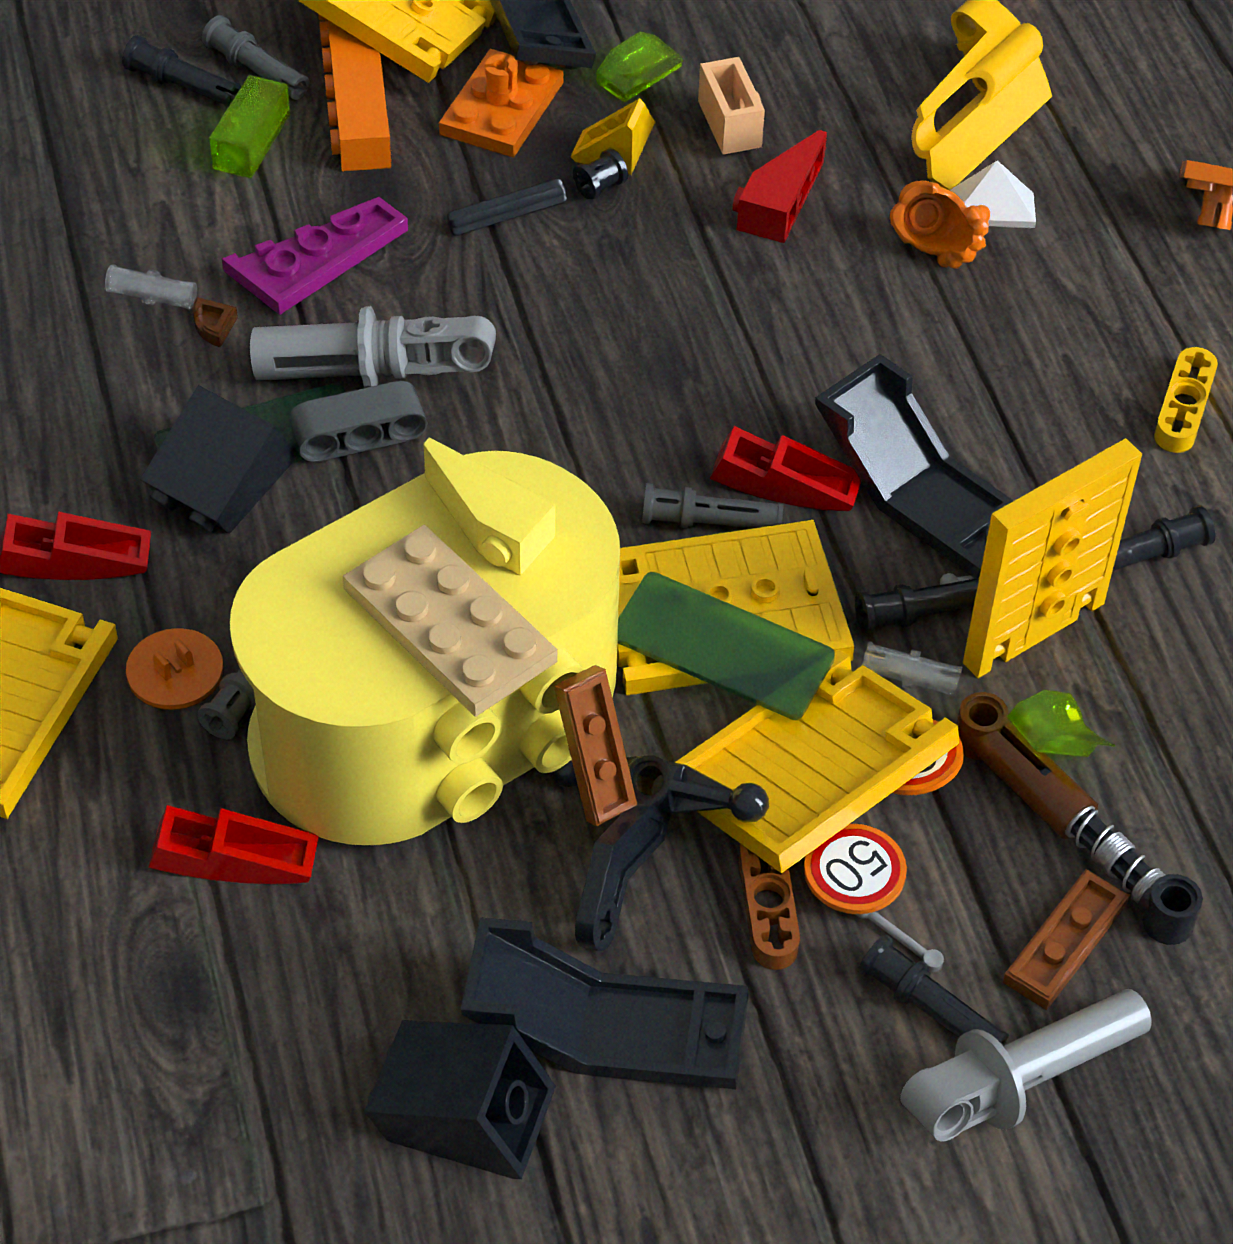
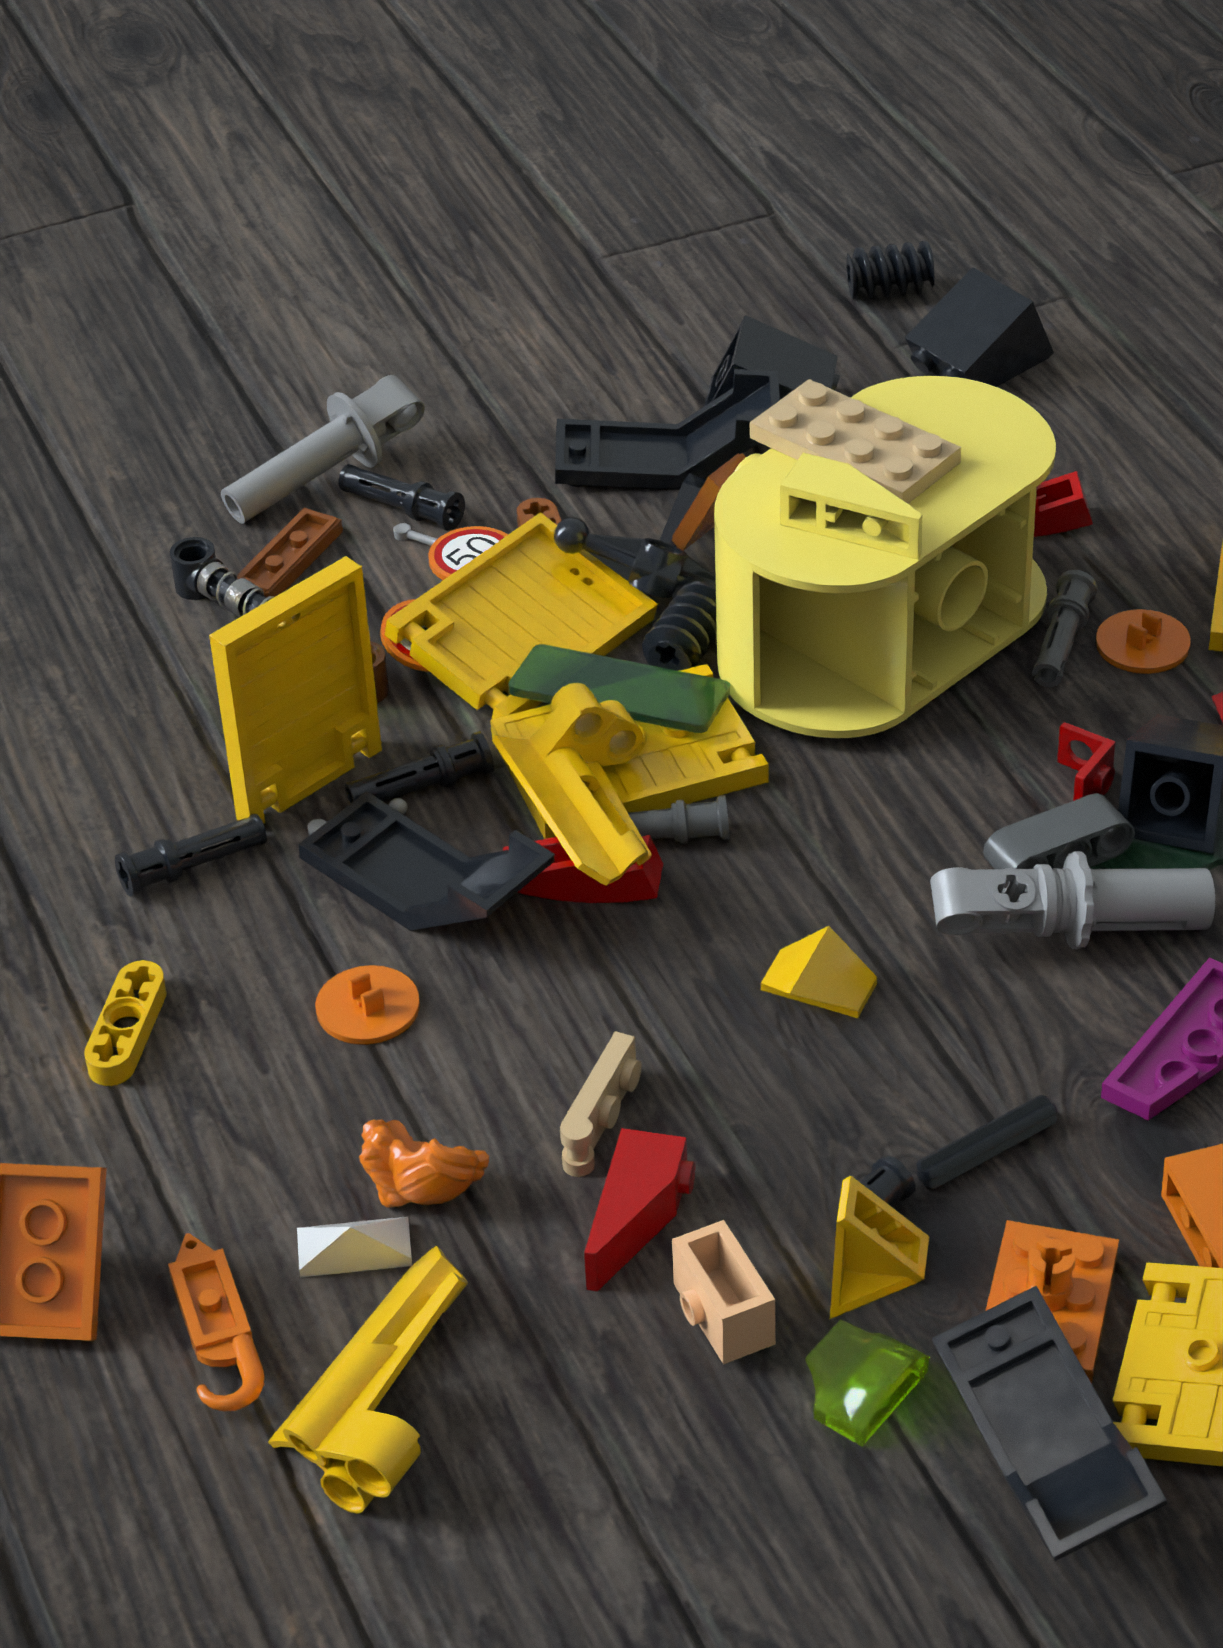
camera: 175 degrees right, 10 degrees down
(168, 1135) = (980, 333): none -> black slope
(294, 494) = (1096, 773): none -> red bracket
(607, 343) = (822, 974): none -> yellow slope
(647, 711) = (683, 629): none -> black piece
(798, 263) = (598, 1103): none -> tan plate
(804, 516) = (569, 787): none -> yellow panel
(912, 669) = (432, 715): clear pin -> none
(980, 396) = (367, 1004): none -> orange piece
(1093, 159) = (216, 1321): none -> orange plate

